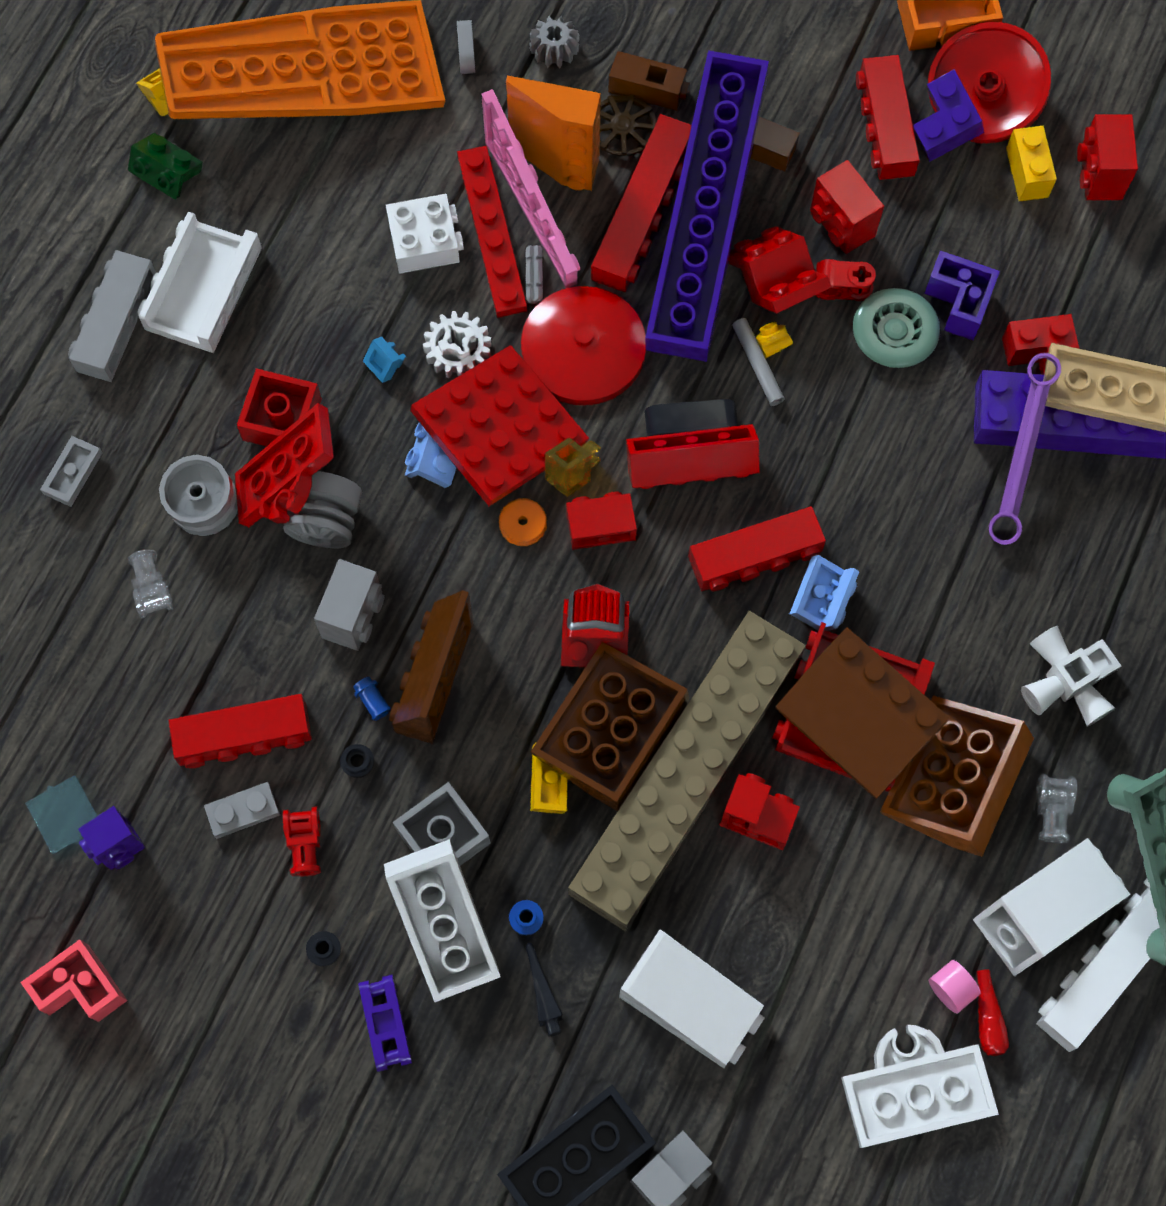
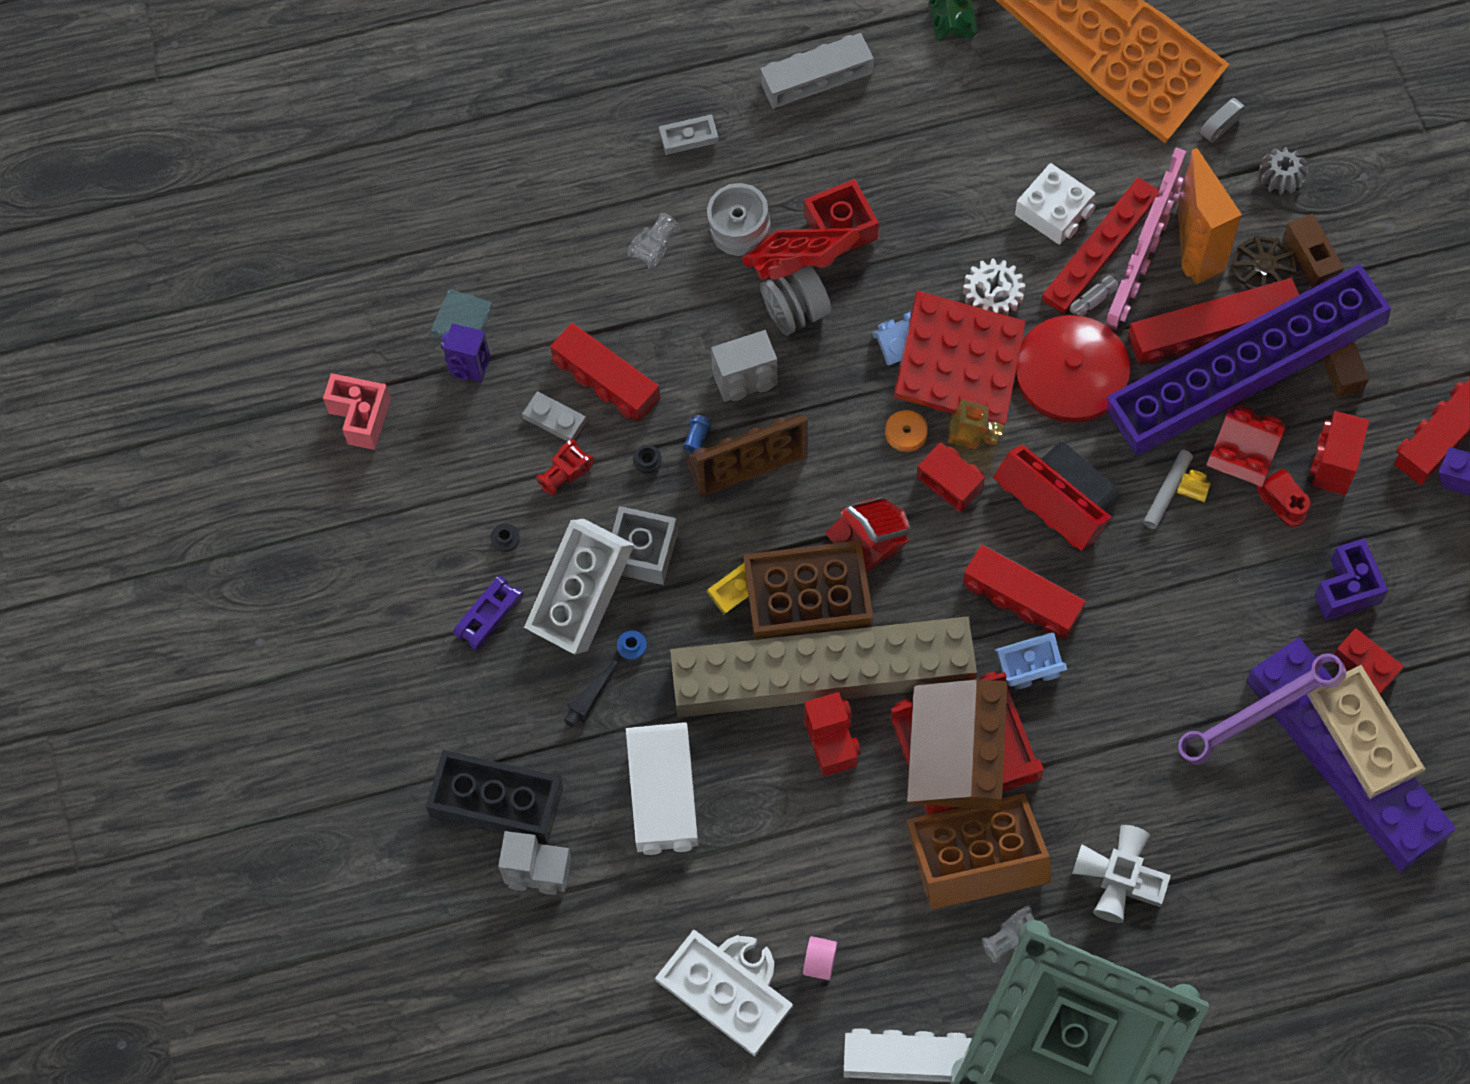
camera: 55 degrees right, 5 degrees down
(199, 283) = (889, 101): white panel -> none
(383, 359) = (939, 252): dark azure tile -> none
(894, 333) = (1278, 571): sand green wheel -> none
(991, 1023) = (816, 1005): red piece -> none
(1051, 906) = (933, 981): white slope -> none

